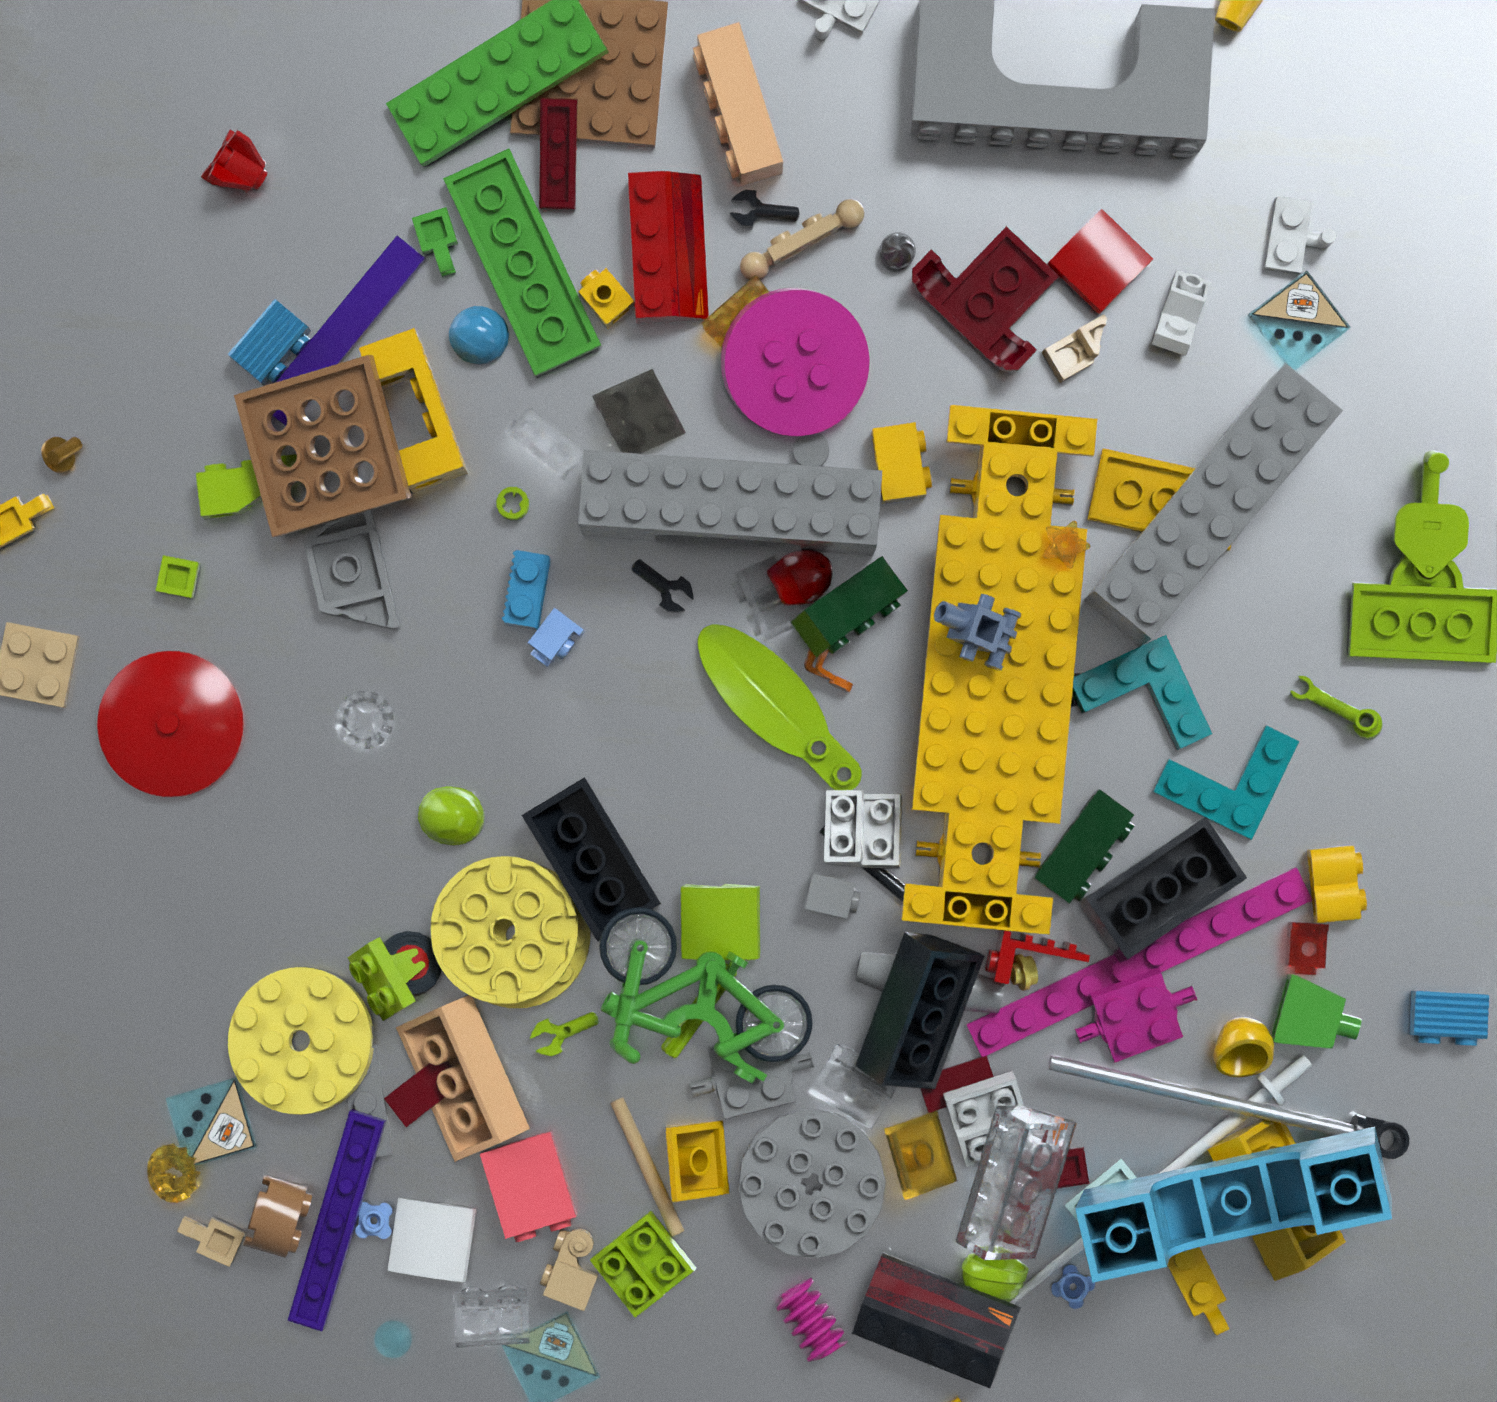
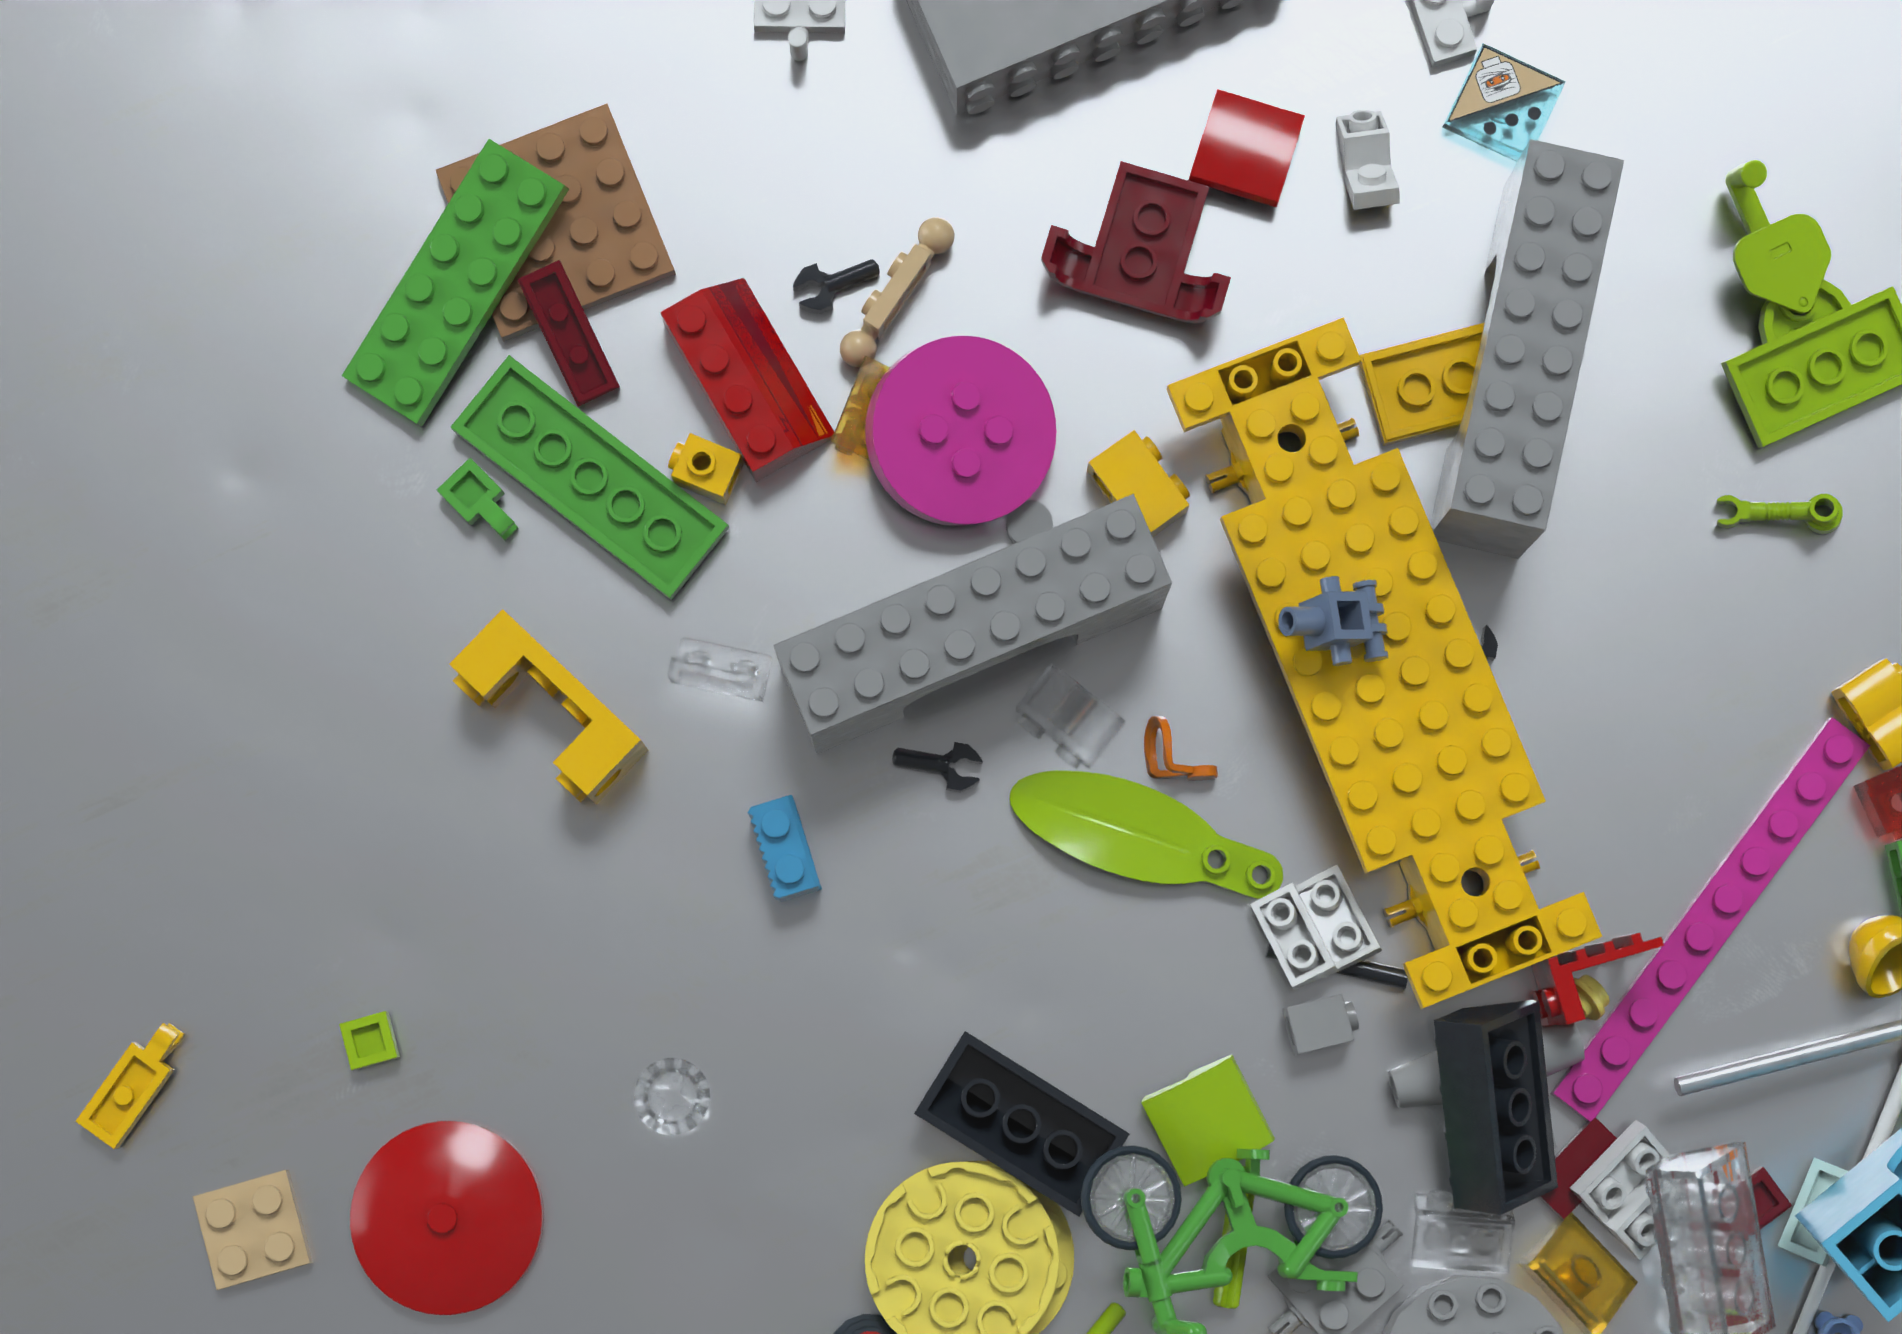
camera: 25 degrees left, 5 degrees down
(59, 453) = (159, 966): pearl gold plate -> none
(230, 491) = (391, 901): lime slope -> none
(236, 164) = (203, 529): red brick -> none
(270, 343) = (344, 714): dark azure brick -> none
(351, 571) = (566, 926): light grey wing -> none
(356, 312) = (420, 660): dark purple tile -> none
(378, 448) = (397, 830): medium nougat piece -> none
(451, 815) = (830, 1157): lime hat -> none
(478, 335) = (581, 585): dark azure piece -> none
(501, 502) = (731, 753): lime bush -> none
(554, 637) = (845, 887): light blue brick -> none
(639, 414) = (810, 580): clear smoke hinge -> none
(739, 103) = (747, 173): light nougat brick -> none
(801, 577) = (1095, 671): red cap -> none
(850, 608) = (1170, 678): dark green brick -> none
(897, 250) = (1011, 250): flat silver plate -> none
(1069, 534) = (1396, 473): clear yellow plate -> none
(1076, 350) = (1271, 261): tan slope -> none
(1085, 847) = (1580, 817): dark green brick -> none
(1136, 1015) = (1742, 981): dark pink plate -> none
(1162, 673) = (1558, 573): teal plate -> none
(1162, 890) = (1698, 820): black brick -> none
(1237, 808) = (1736, 675): teal plate -> none

